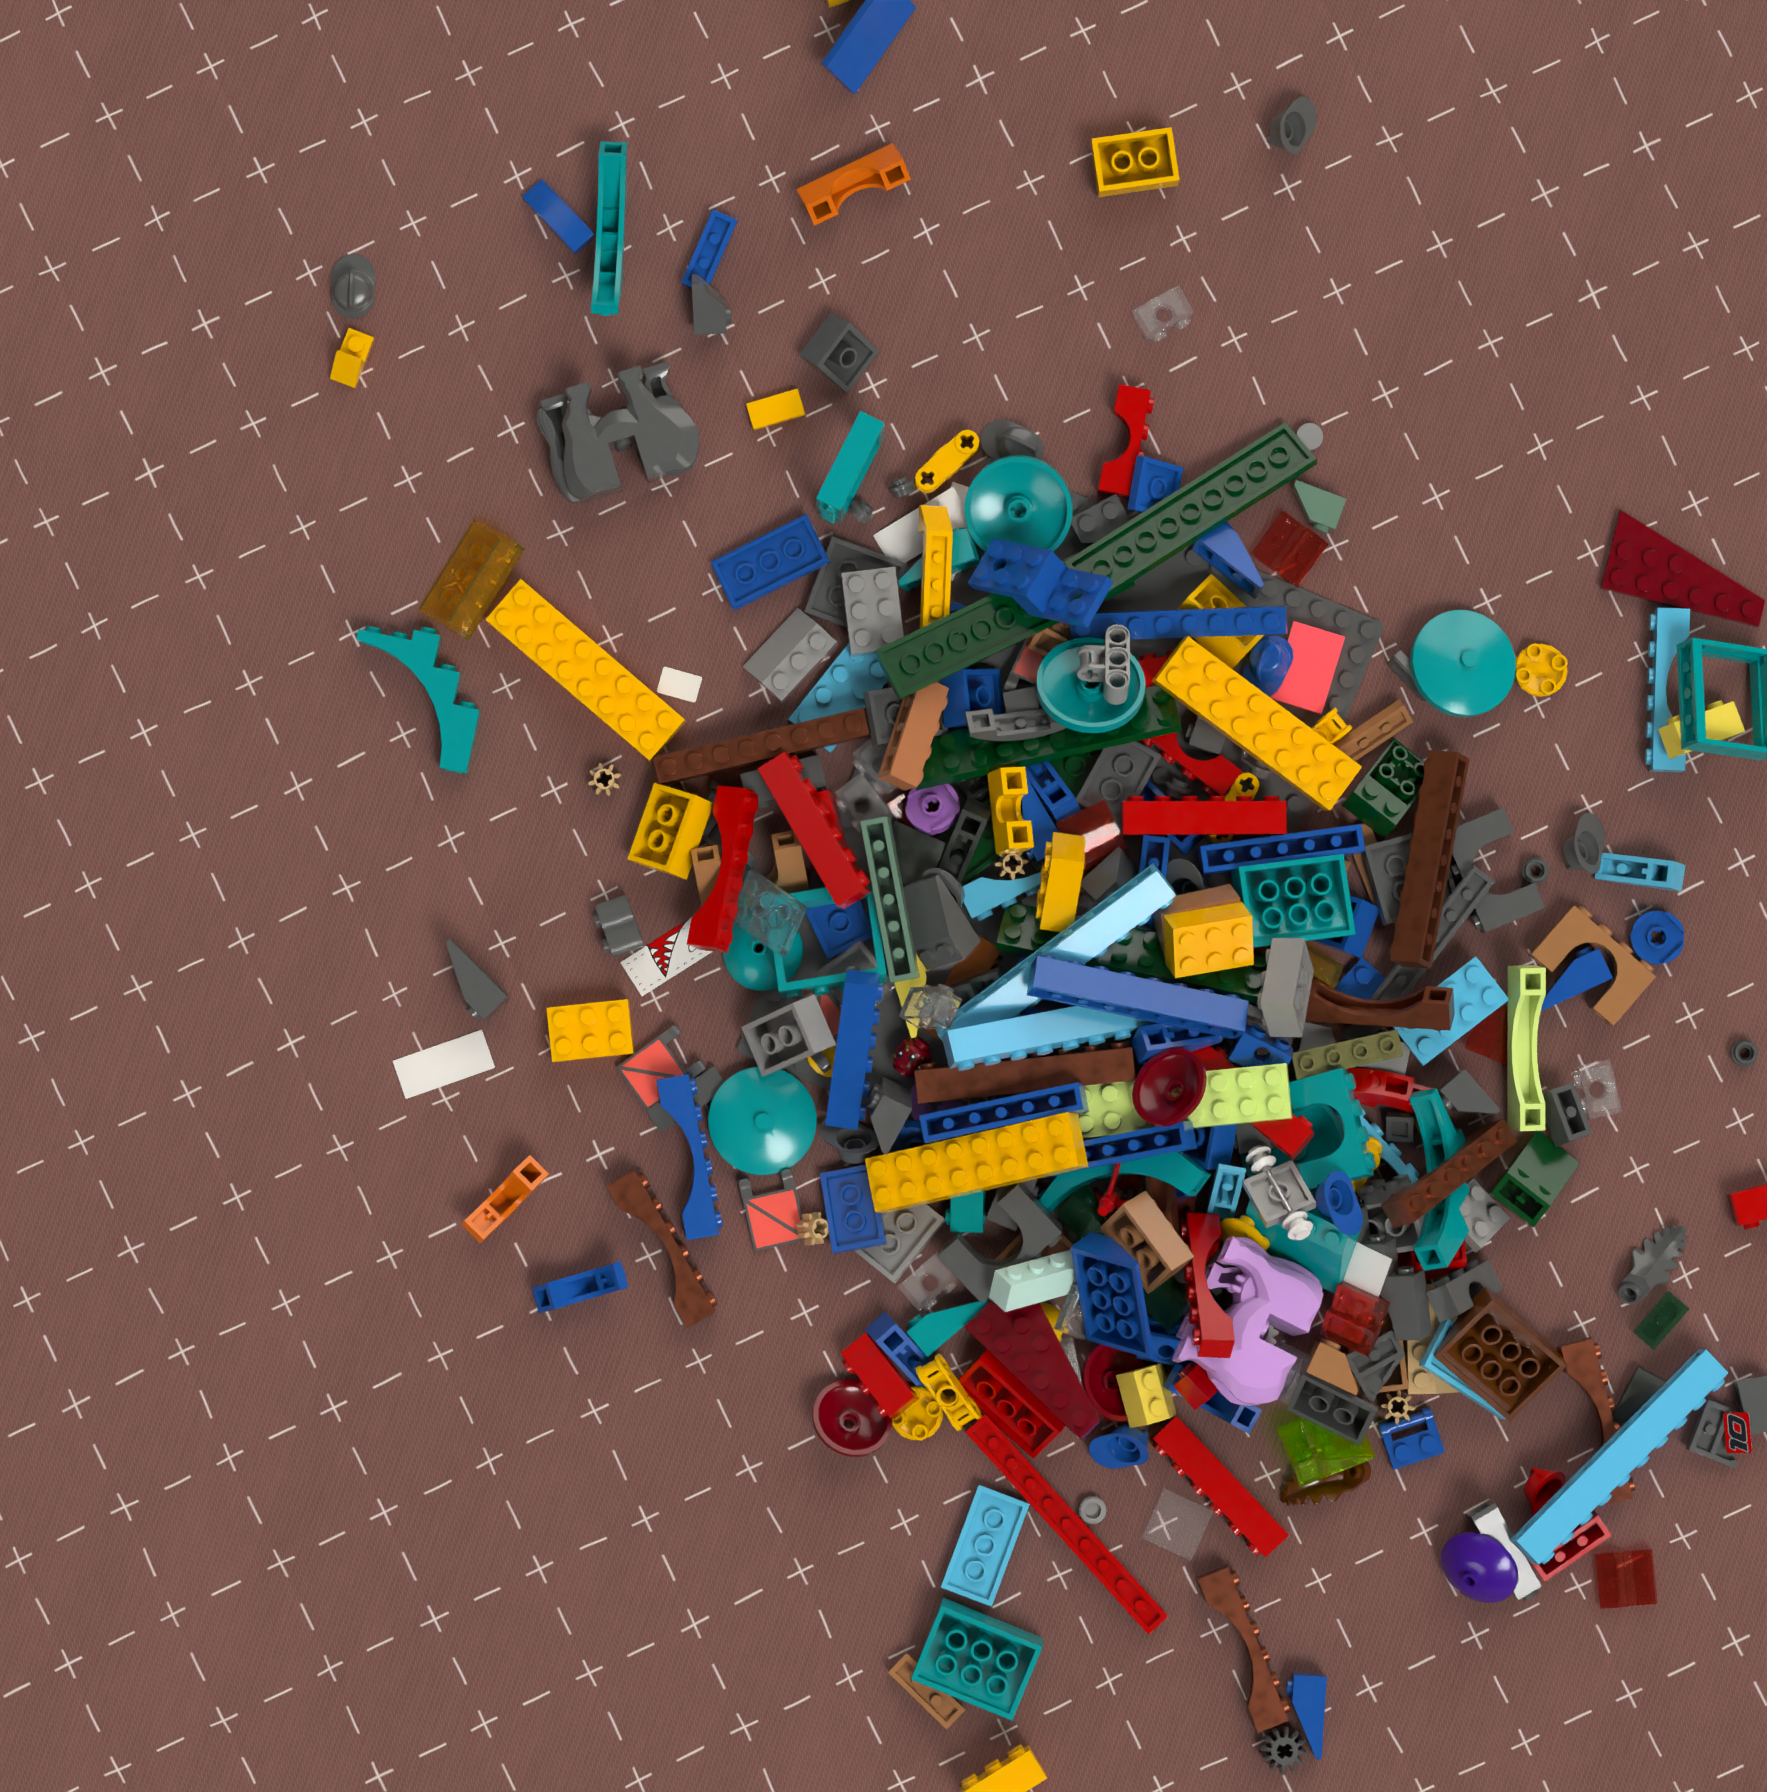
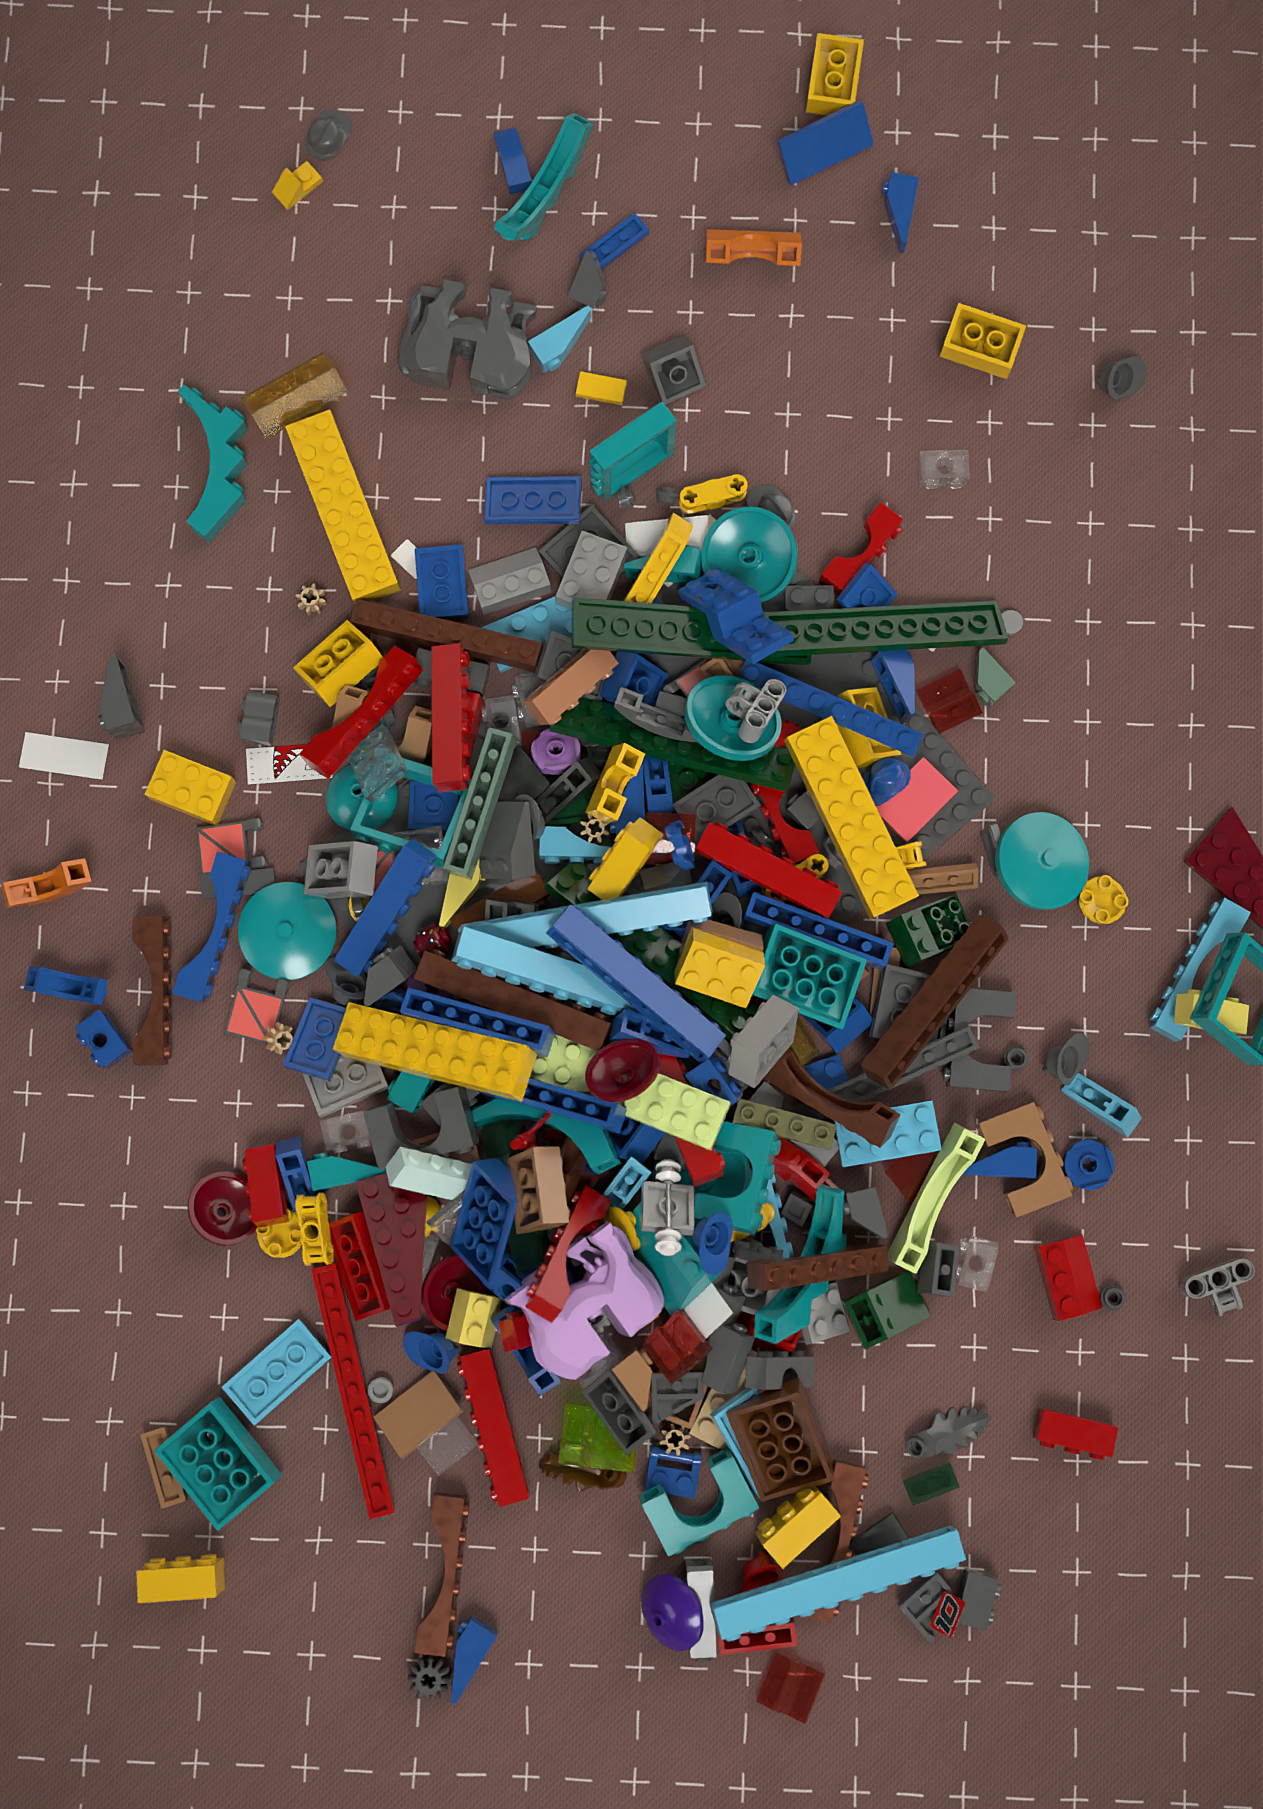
camera: 30 degrees right, 5 degrees down
(658, 1321) = (115, 1047): none -> blue brick
(705, 391) = (554, 344): none -> medium azure slope
(724, 693) = (441, 581): none -> blue plate
(930, 1007) = (465, 905): clear brick -> none
(976, 58) = (899, 204): none -> blue slope
(1110, 839) = (683, 852): none -> blue plate
(1141, 1513) = (418, 1414): none -> medium nougat tile
(1483, 1437) = (680, 1531): none -> teal arch
(1553, 1424) = (796, 1525): none -> yellow brick
(1692, 1056) = (1068, 1277): none -> red slope

